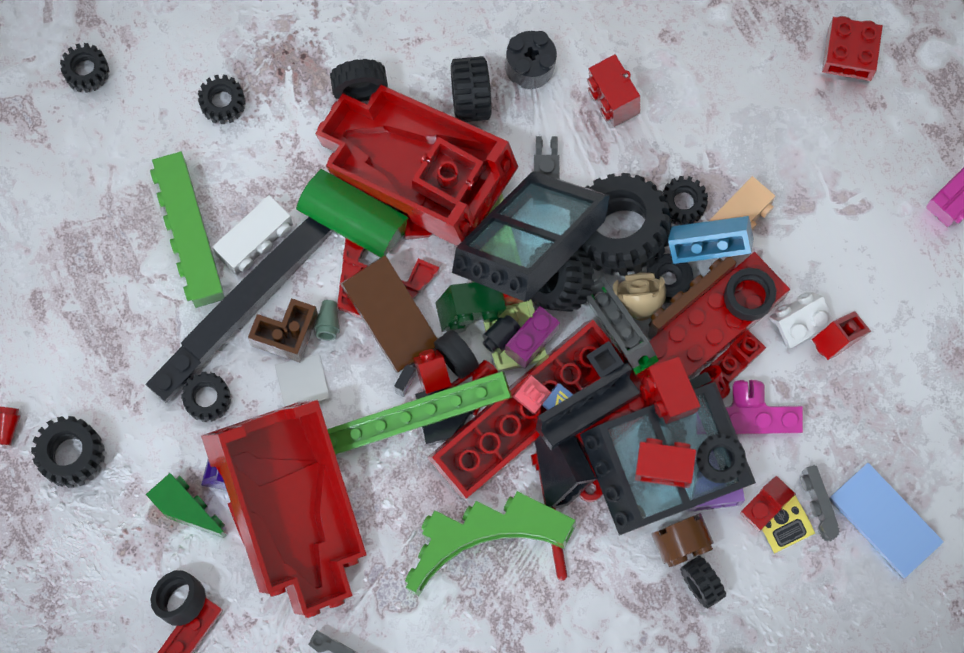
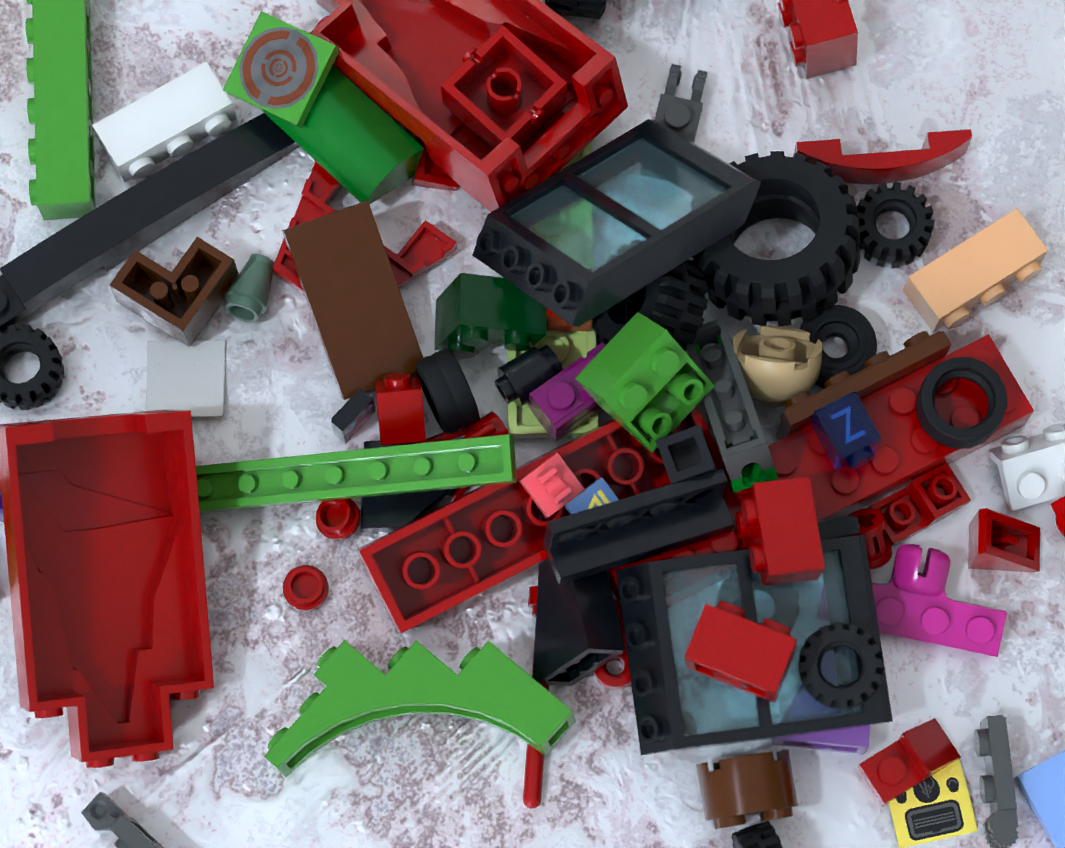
camera: 15 degrees right, 0 degrees up
(315, 190) = (281, 69): none -> tile
(402, 485) = (305, 588): none -> red plate
(411, 442) = (338, 518): none -> red plate
(571, 323) = (645, 381): none -> bright green slope
(690, 325) = (846, 432): none -> clear blue brick
(697, 154) = (889, 167): none -> red slope
(711, 240) = (918, 297): dark azure brick -> none
(789, 368) = (1003, 543): none -> red slope

